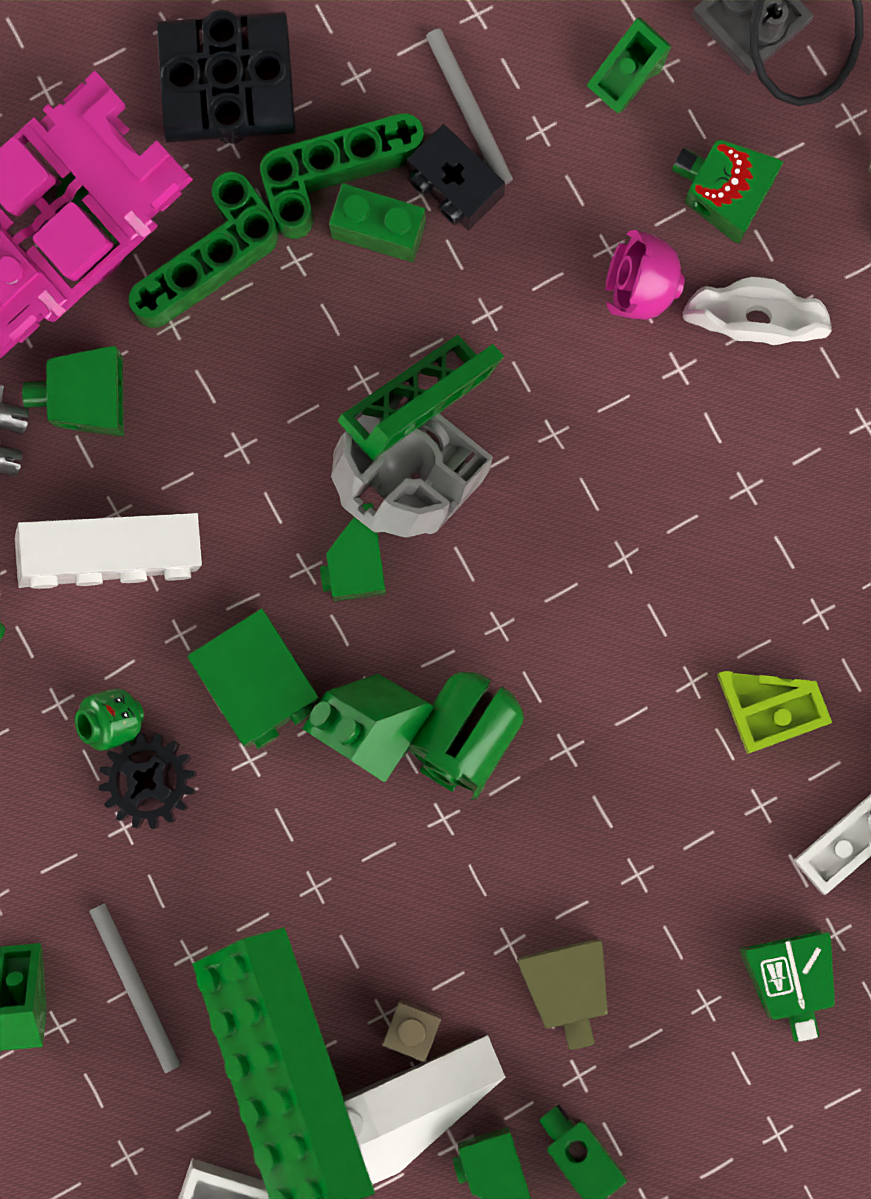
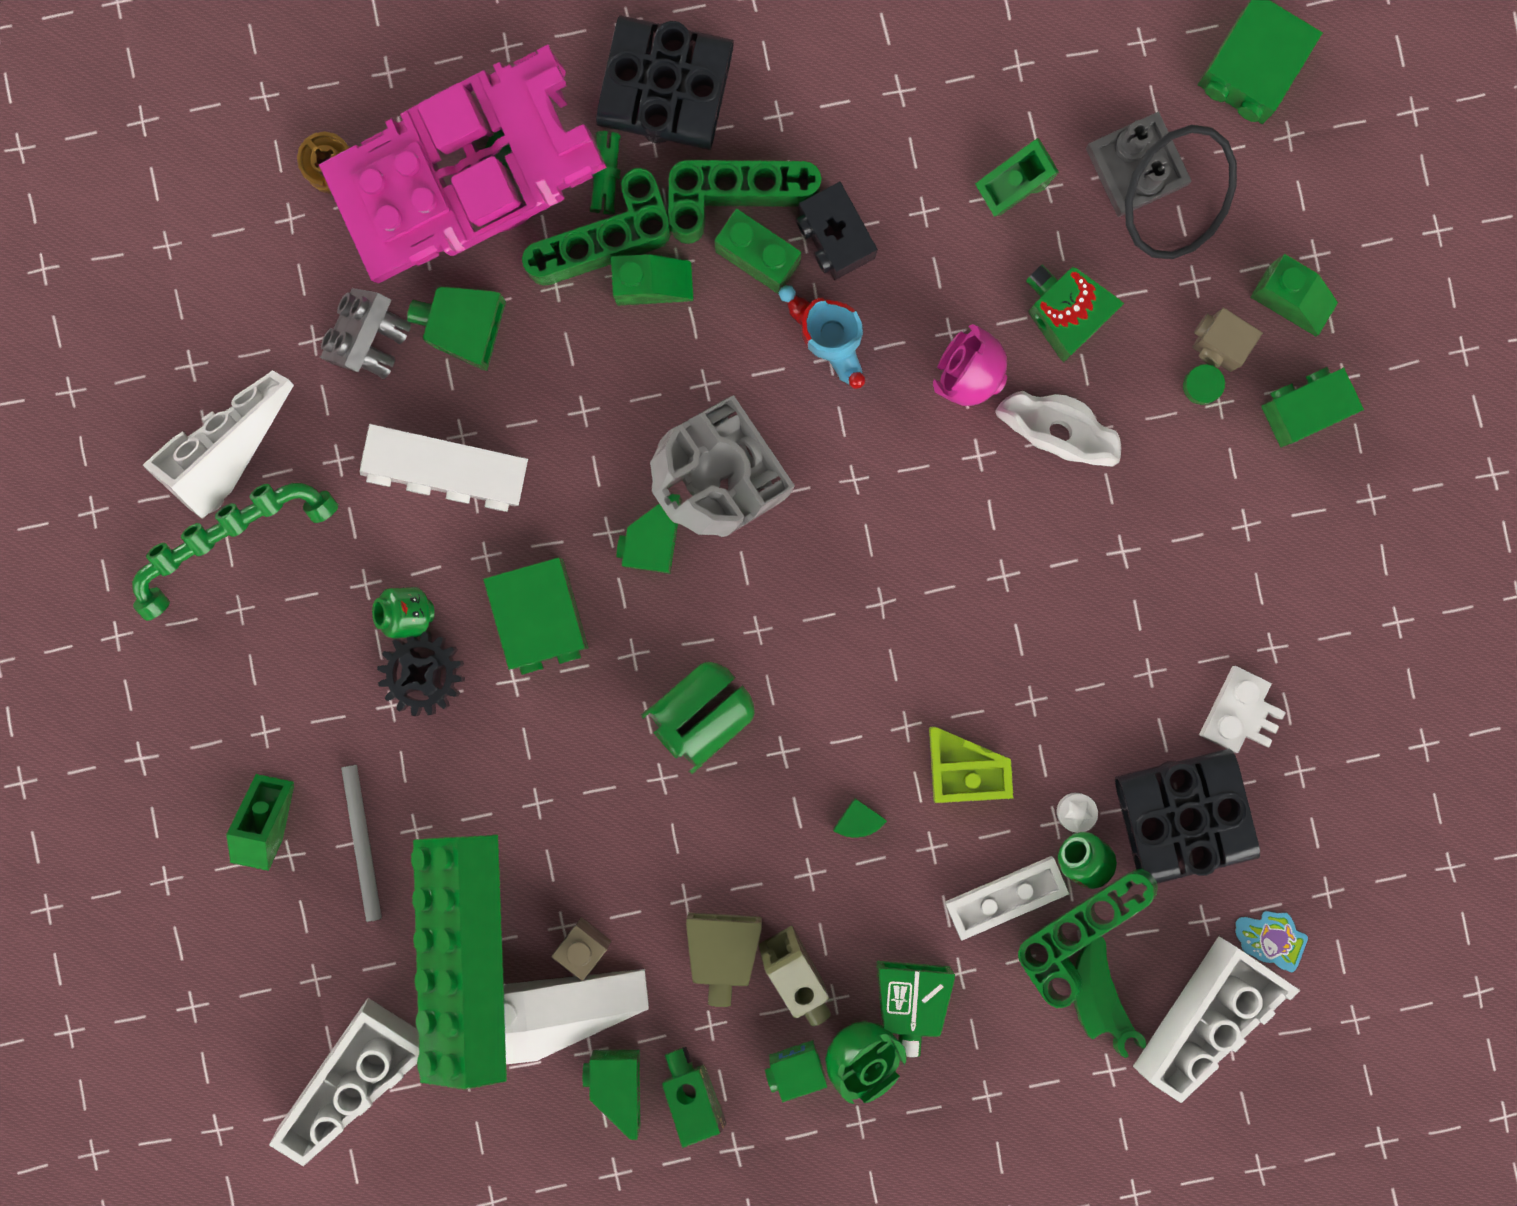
camera: 10 degrees right, 5 degrees up
(192, 198) = (605, 180): none -> green pin
(272, 286) = (651, 279): none -> green slope
(369, 722) = (620, 682): green slope -> none
(422, 403) = (748, 422): green fence -> none
(468, 104) = (867, 170): light grey bar -> none
(480, 284) = (830, 332): none -> medium azure piece
(649, 981) = (795, 976): none -> olive torso
(672, 799) = (858, 821): none -> green tile
(689, 1095) = (796, 1071): none -> green brick
(760, 1059) = (864, 1061): none -> green cylinder

